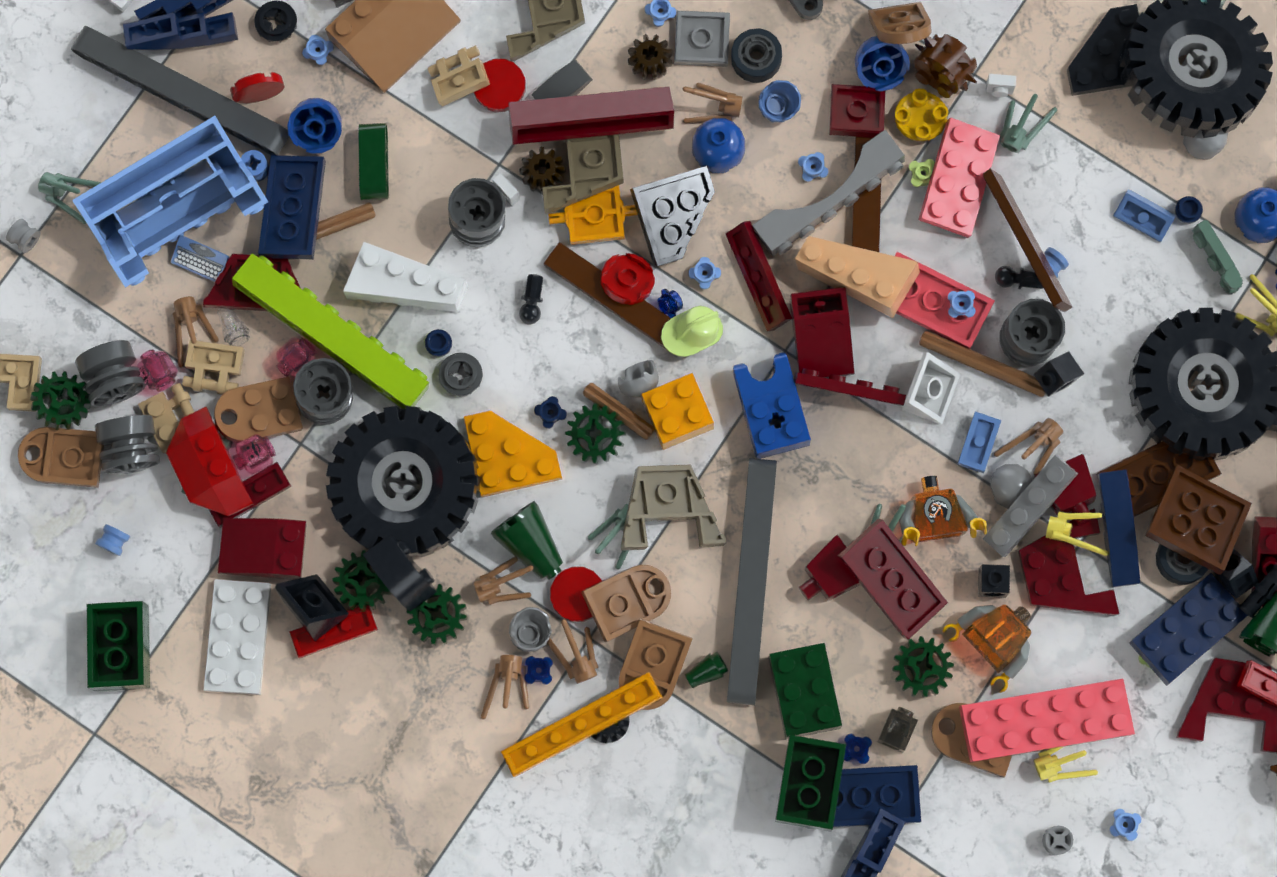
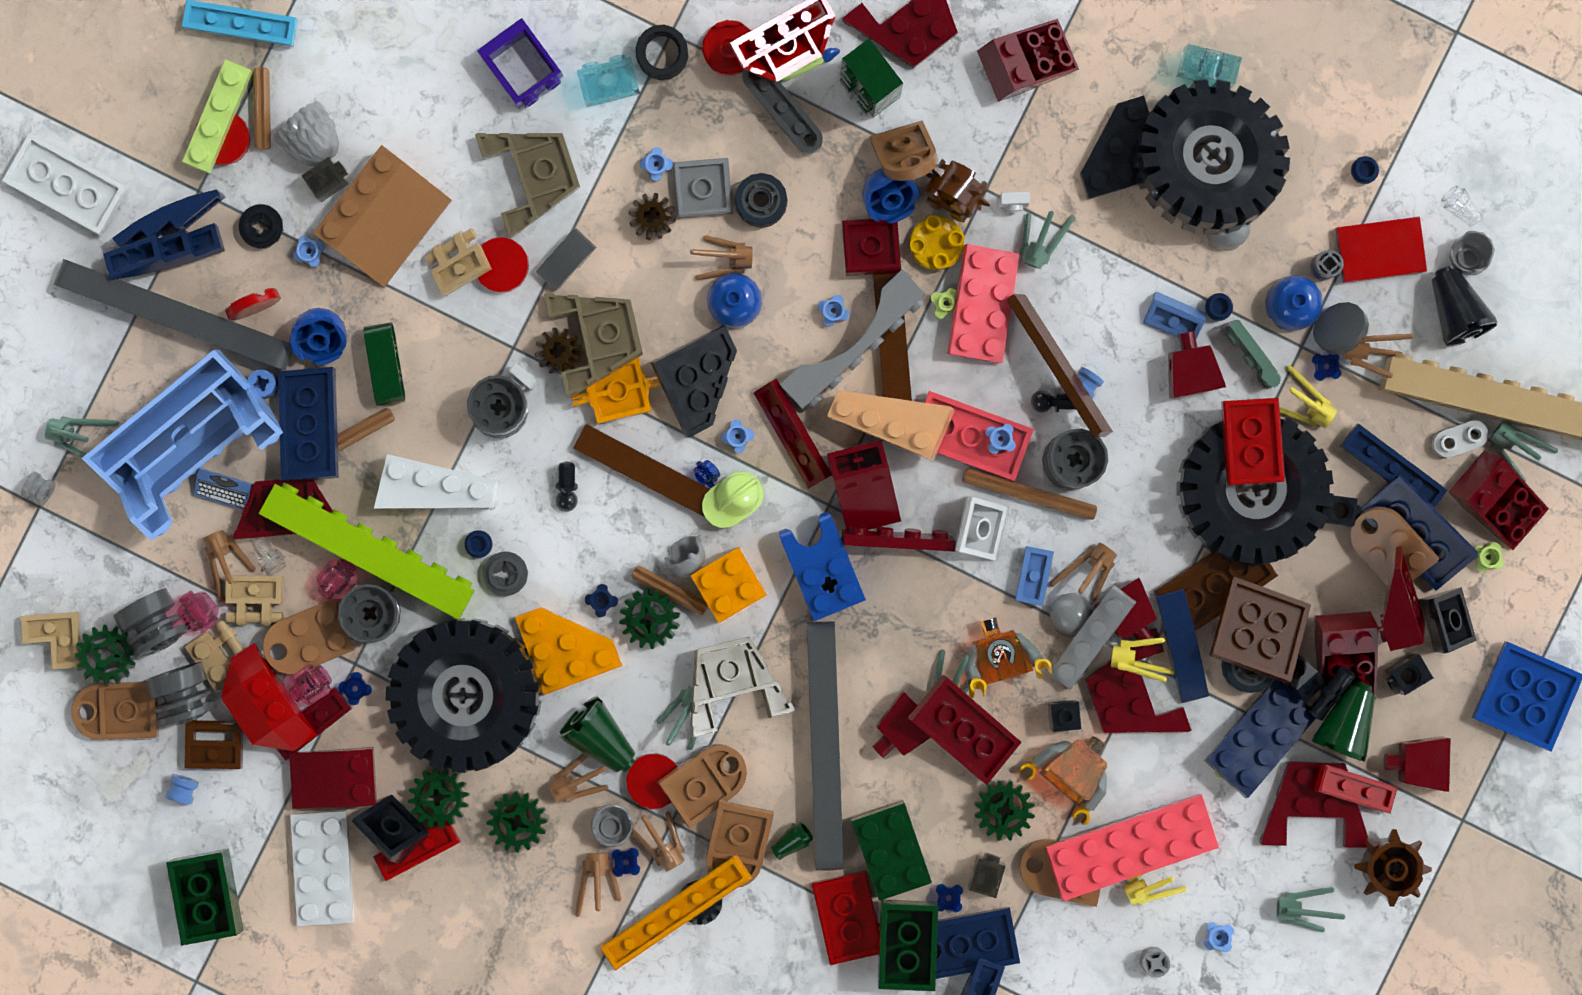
camera: 15 degrees left, 10 degrees up
(149, 509) = (213, 753): none -> reddish brown plate
(297, 473) = (347, 688): none -> clear blue plate
(400, 573) = (474, 791): black brick -> none
(591, 115) = (600, 289): brick -> none
(627, 278) = (660, 453): red tile -> none
(752, 755) = (847, 917): none -> red tile
(779, 101) = (791, 248): medium blue hair -> none
(1058, 373) = (1106, 497): black brick -> none
(1157, 263) = (1193, 368): none -> dark red torso
(1201, 805) = (1289, 909): none -> sand green plant
(1209, 334) = (1253, 441): none -> red tile

